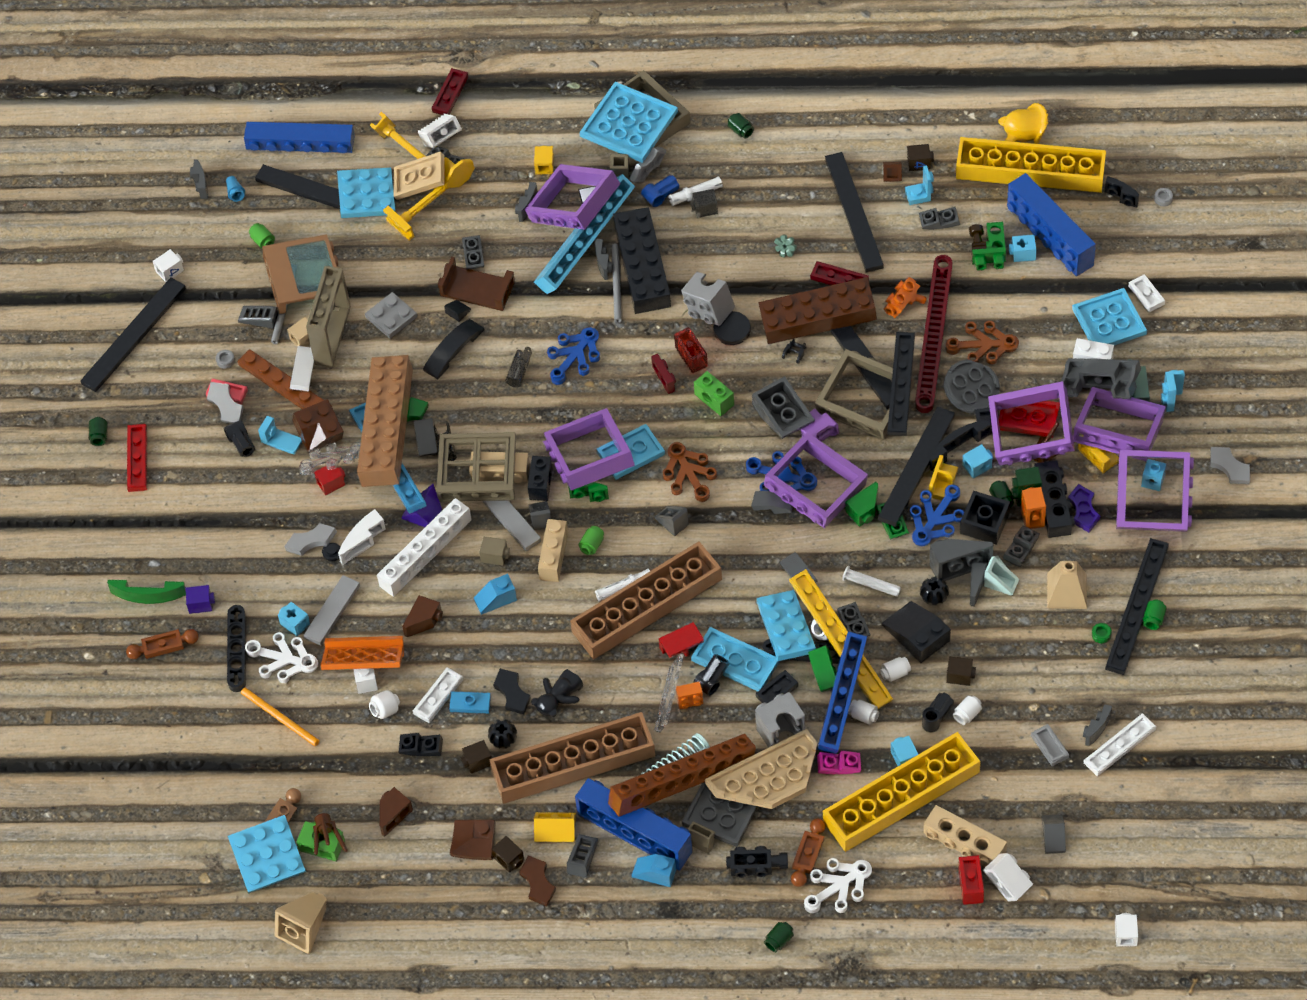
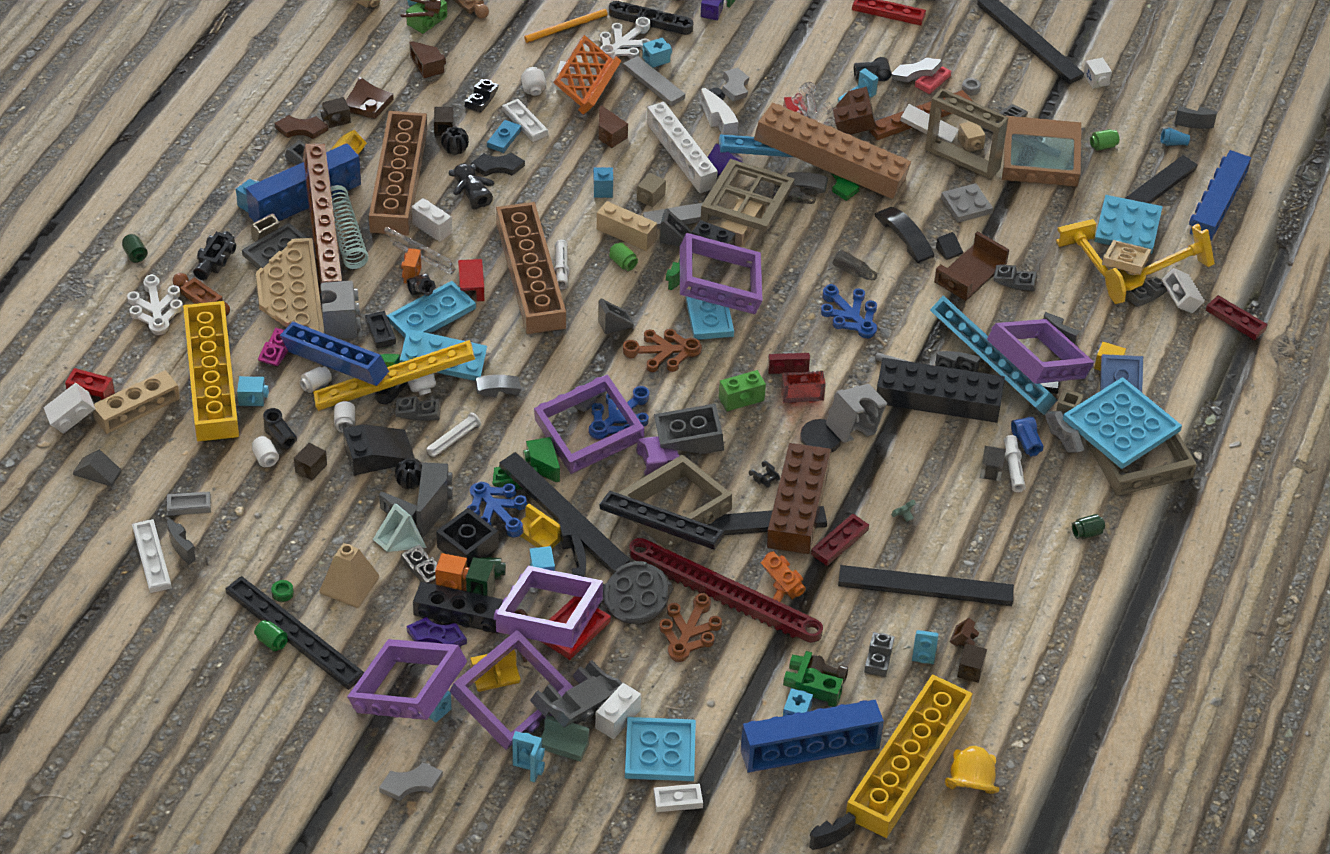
camera: 105 degrees right, 10 degrees down
(564, 144) = (1118, 366): none -> medium blue tile
(621, 702) = (431, 220): none -> white brick

